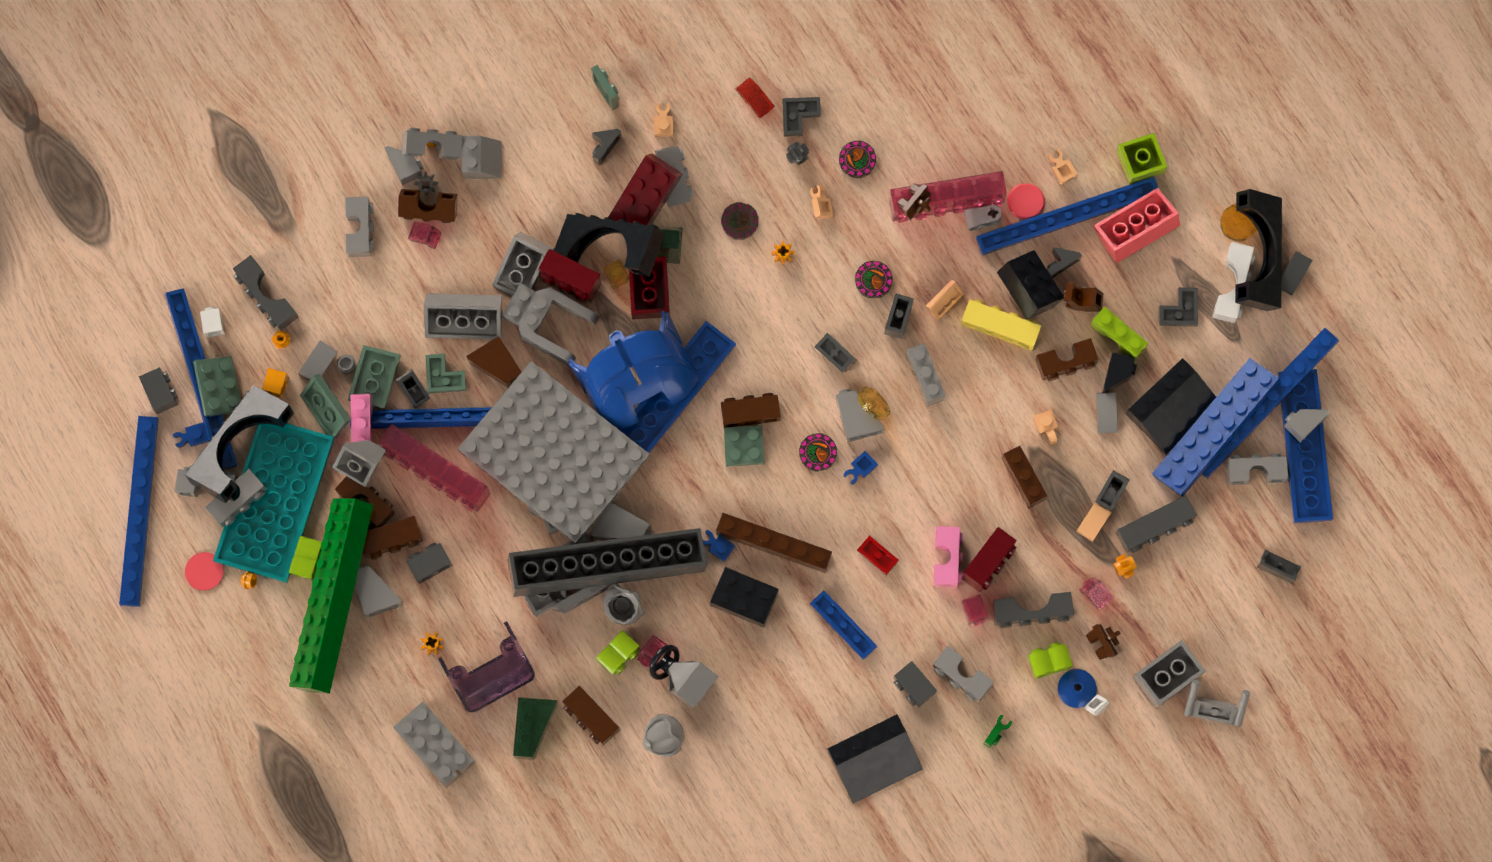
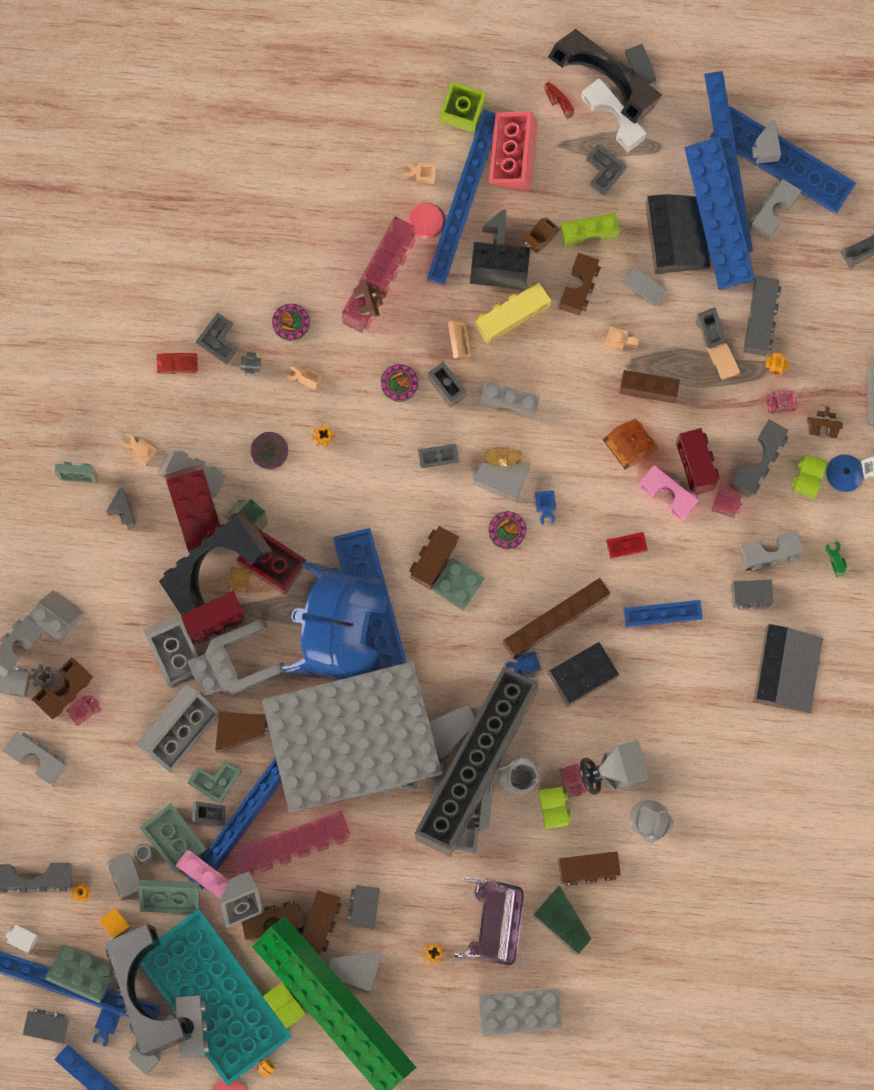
camera: 60 degrees left, 0 degrees up
(964, 496) = (630, 443): none -> clear orange slope
(980, 217) = (413, 264): light grey piece -> none
(1118, 371) = (618, 251): black slope -> none
(1211, 226) = (556, 96): none -> clear red slope
(1236, 225) = (569, 78): clear yellow tile -> none

